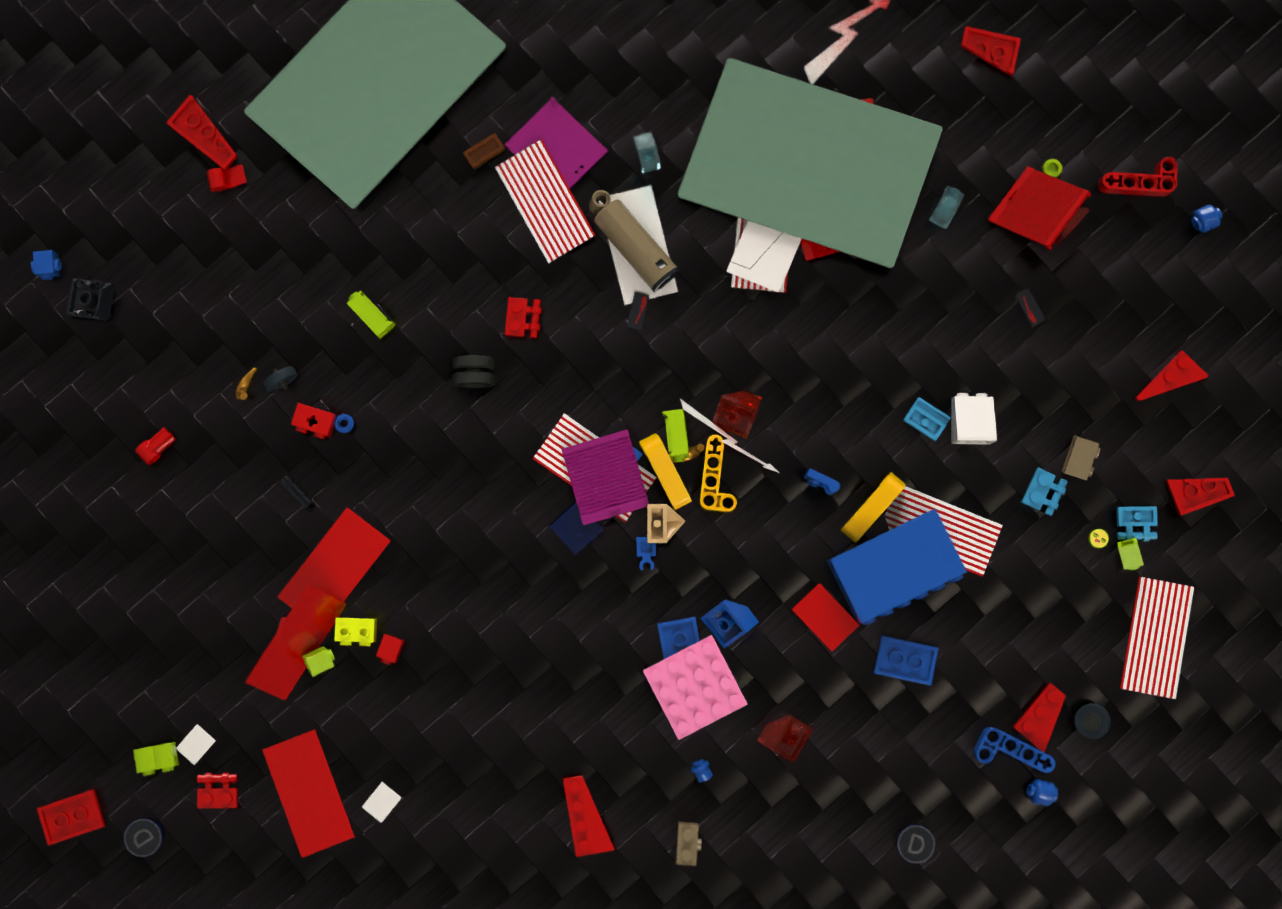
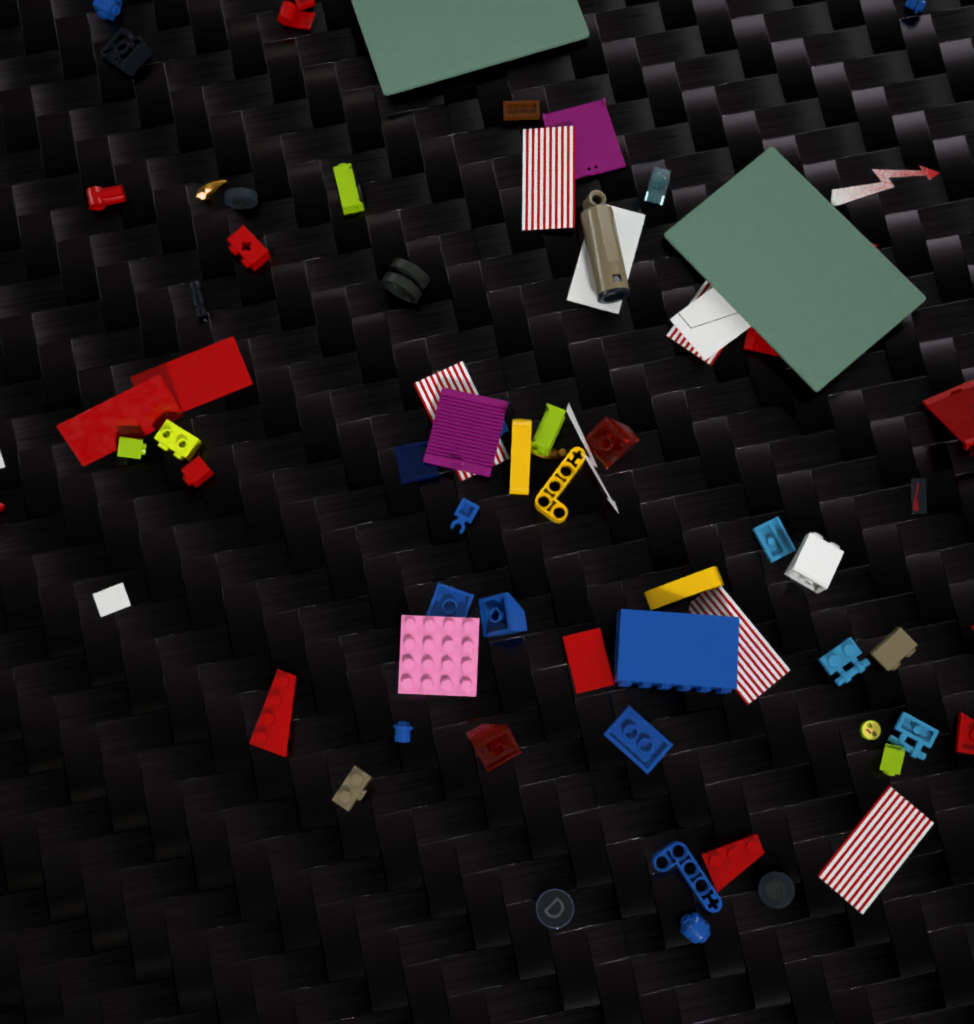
camera: 25 degrees right, 5 degrees down
(308, 793) = (54, 556): red sticker -> none
(338, 421) = (272, 260): blue plate -> none
(516, 317) = (469, 258): red plate -> none
(638, 311) = (574, 311): black sticker -> none
(662, 523) = (492, 497): tan slope -> none
(817, 479) = (648, 535): blue plate -> none
(946, 207) = (892, 369): clear light blue slope -> none

